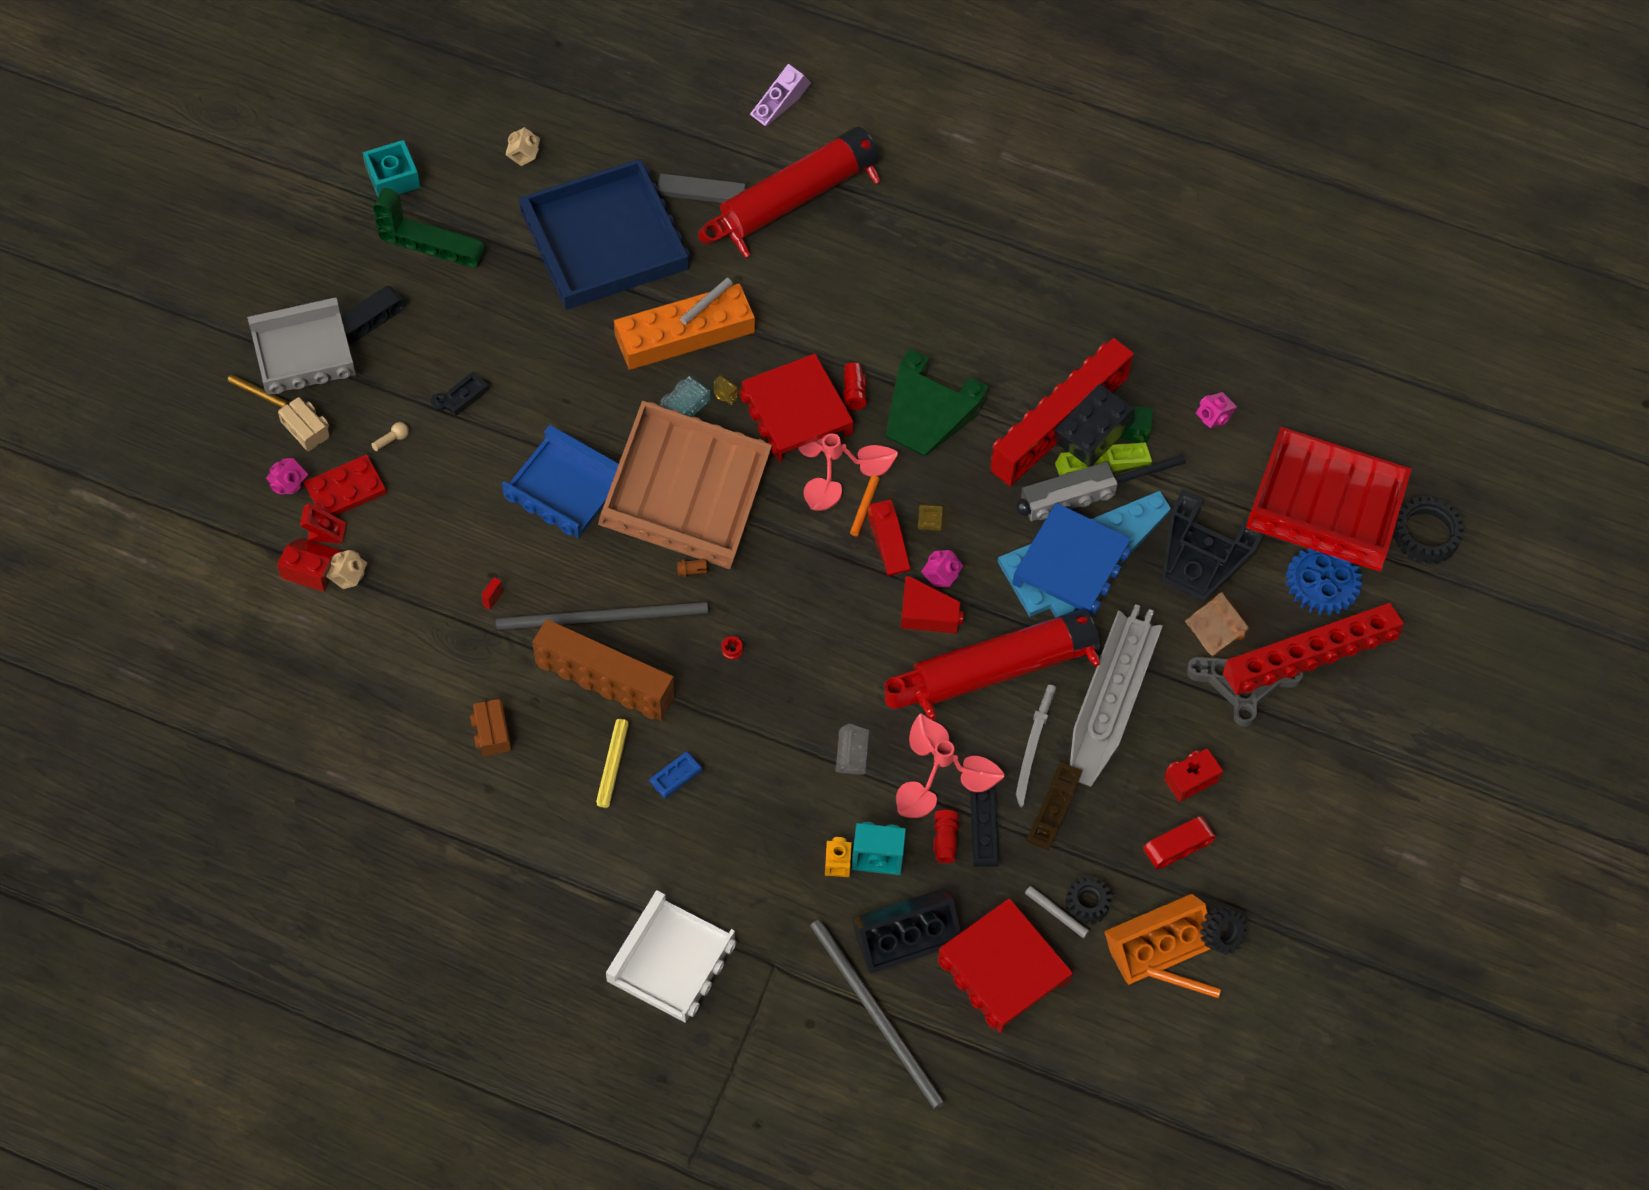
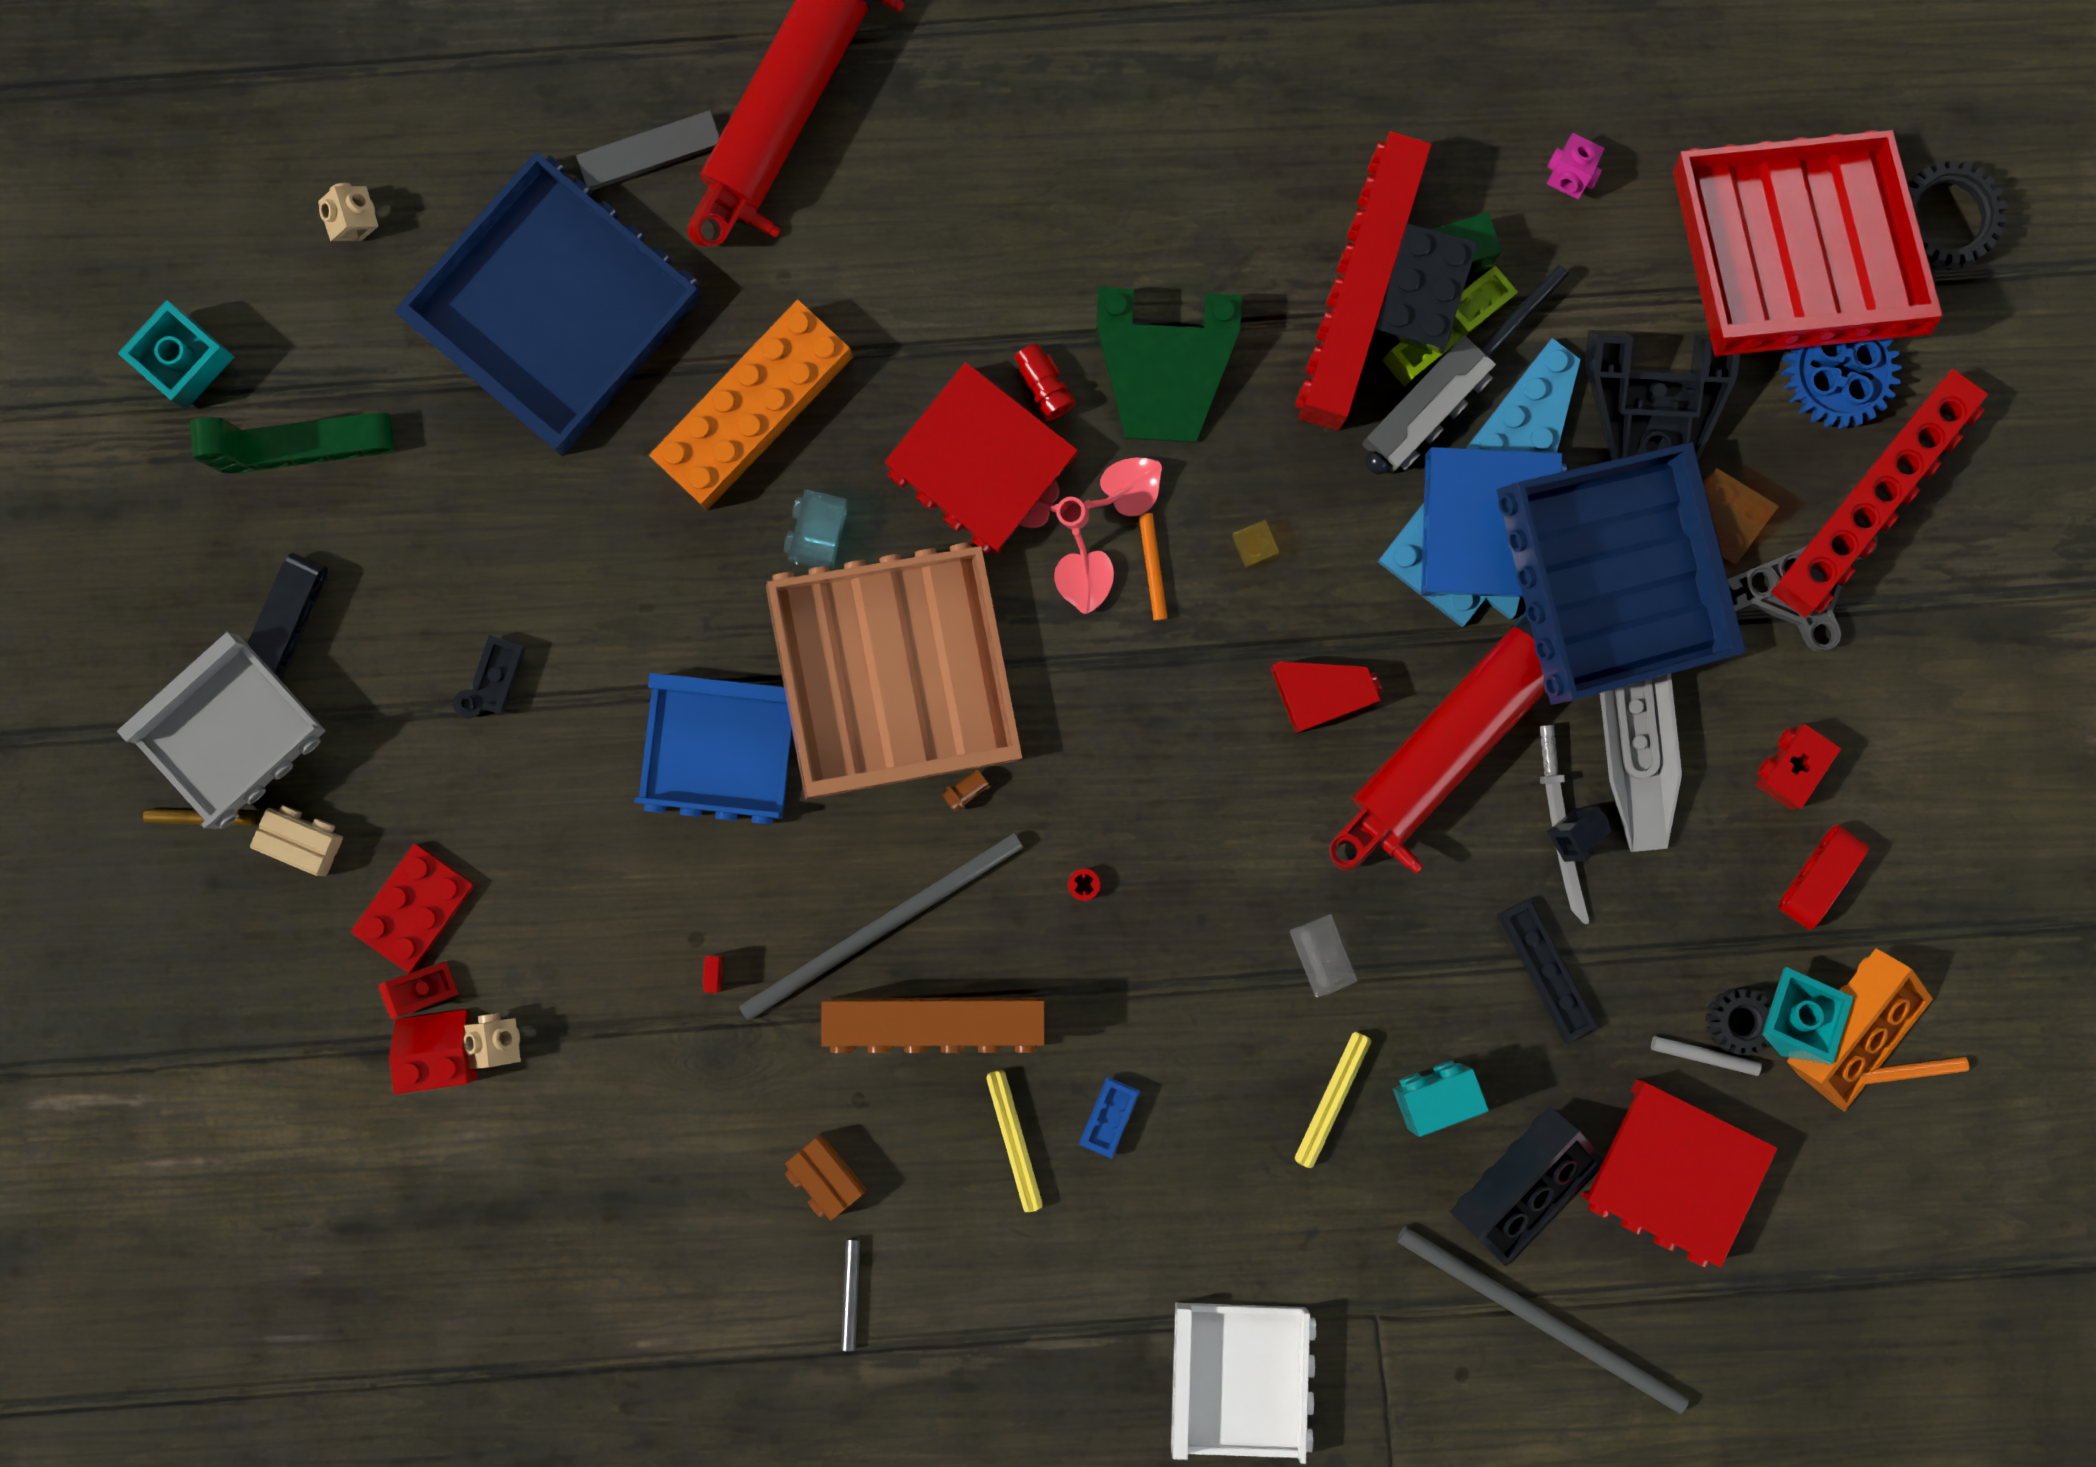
camera: 25 degrees left, 25 degrees up
(286, 476) = (322, 942): dark pink brick -> none
(398, 431) = (436, 778): tan bar -> none
(467, 801) = (850, 1294): none -> flat silver bar
(703, 303) = (768, 360): light grey bar -> none
(725, 390) = (864, 483): clear yellow plate -> none
(814, 829) = (1332, 1100): none -> light yellow axle
(838, 864) = (1390, 1144): light orange brick -> none
(888, 537) = (1215, 607): red slope -> none
(927, 737) = (1514, 917): coral plant -> none
(942, 568) = (1314, 620): dark pink brick -> none
(945, 840) = (1514, 1029): red axle -> none
(1041, 747) = (1579, 833): none -> black brick
(1054, 806) = (1634, 910): dark brown slope -> none
(1125, 905) = (1806, 1018): none -> teal slope
(1132, 610) = (1620, 572): none -> dark blue panel
(1213, 927) = (1943, 983): black tyre -> none

